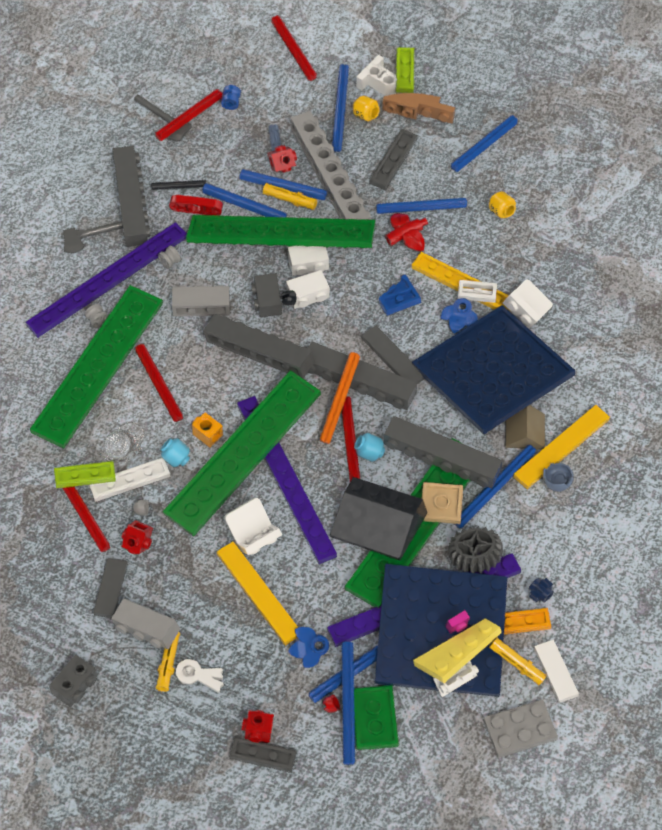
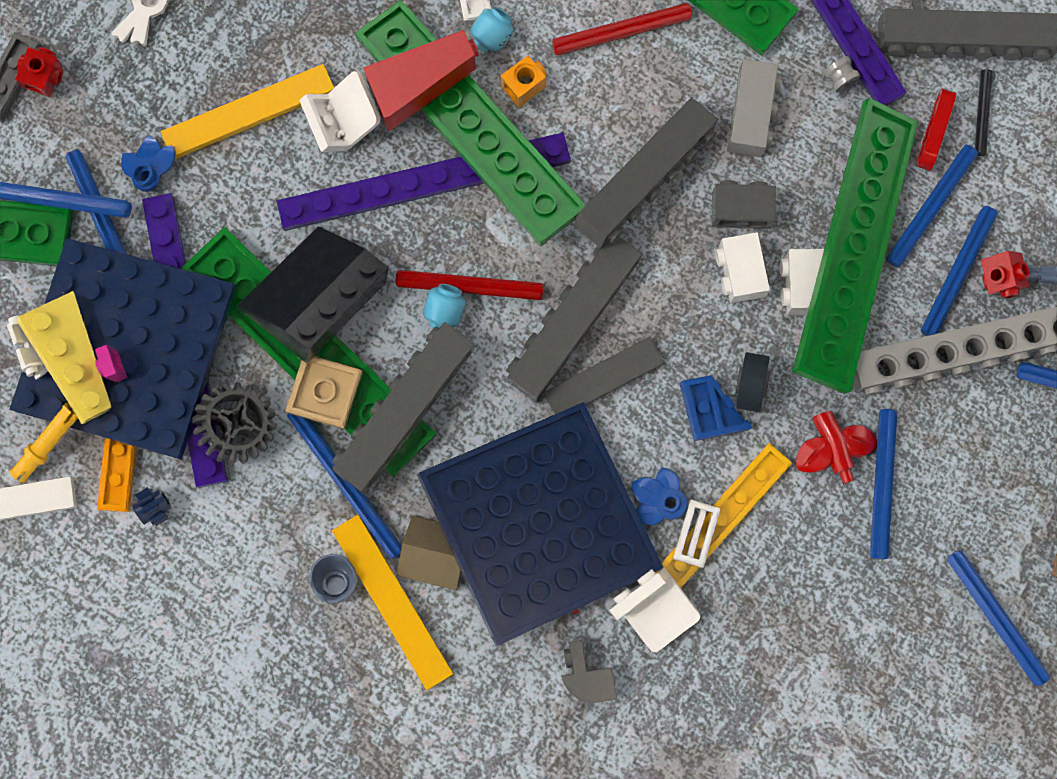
camera: 100 degrees right, 20 degrees up
(222, 480) = (419, 75): none -> slope
(289, 297) = (724, 231): black hinge -> none
(297, 199) = (926, 286): yellow pin -> none
(331, 703) = (49, 177): red hinge -> none
(339, 397) = (535, 277): orange axle -> none
(379, 273) = (752, 382): none -> black wheel
(393, 159) = (987, 459): dark grey tile -> none
(502, 204) = (861, 615): yellow head -> none
(579, 334) = (587, 685): none -> dark grey brick

